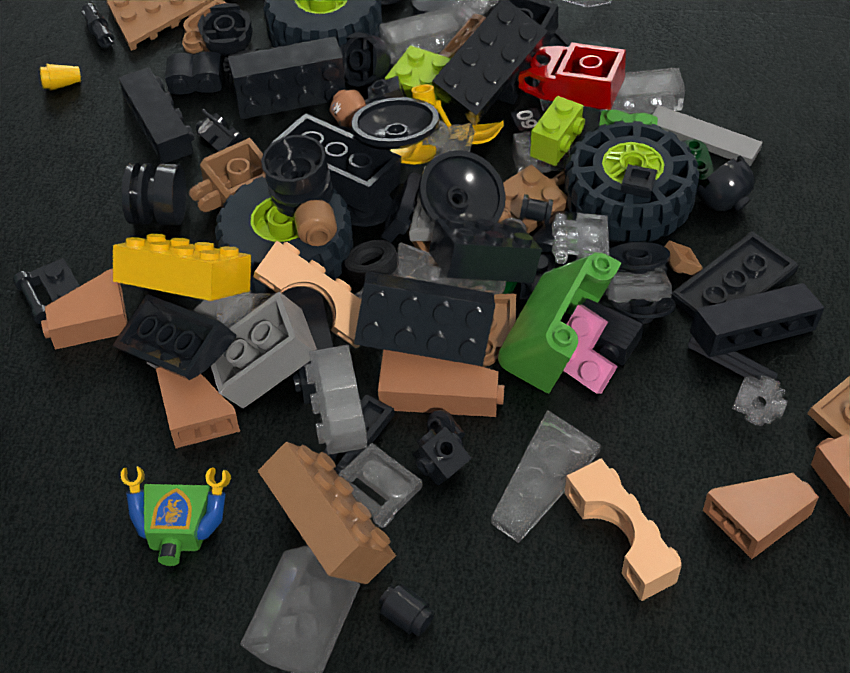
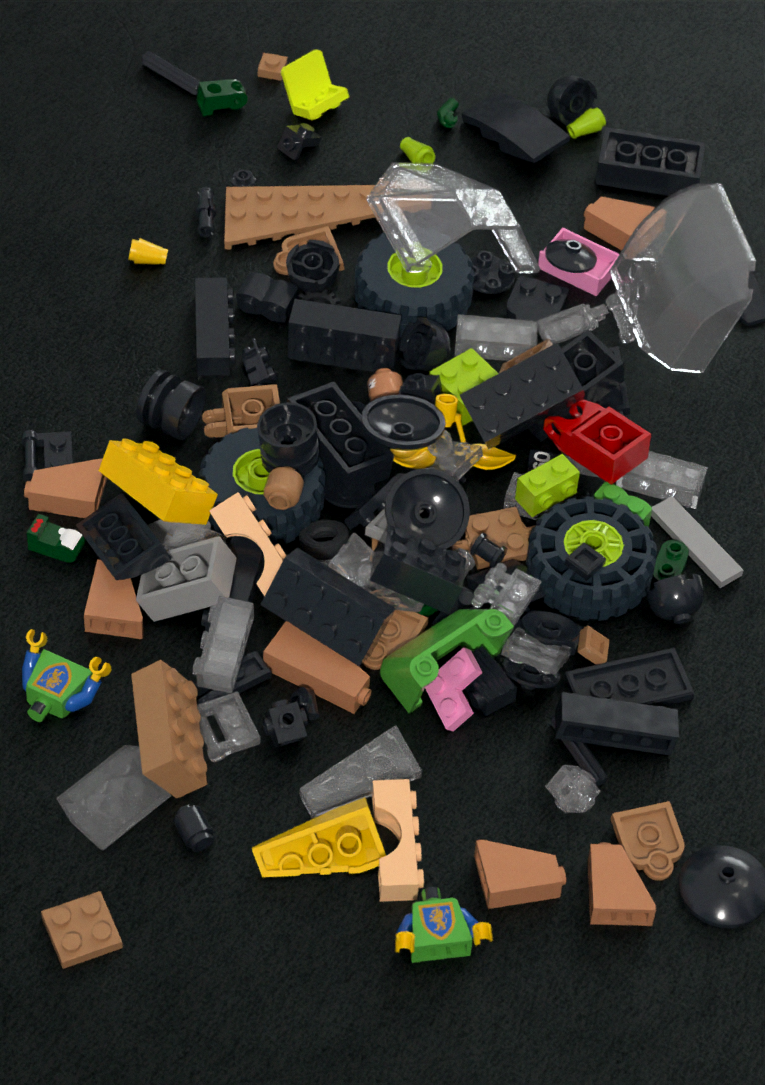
camera: 20 degrees right, 0 degrees up
(98, 368) = (54, 540): none -> dark green leg
(560, 558) = (327, 844): none -> yellow wedge
(729, 603) = (439, 929): none -> torso

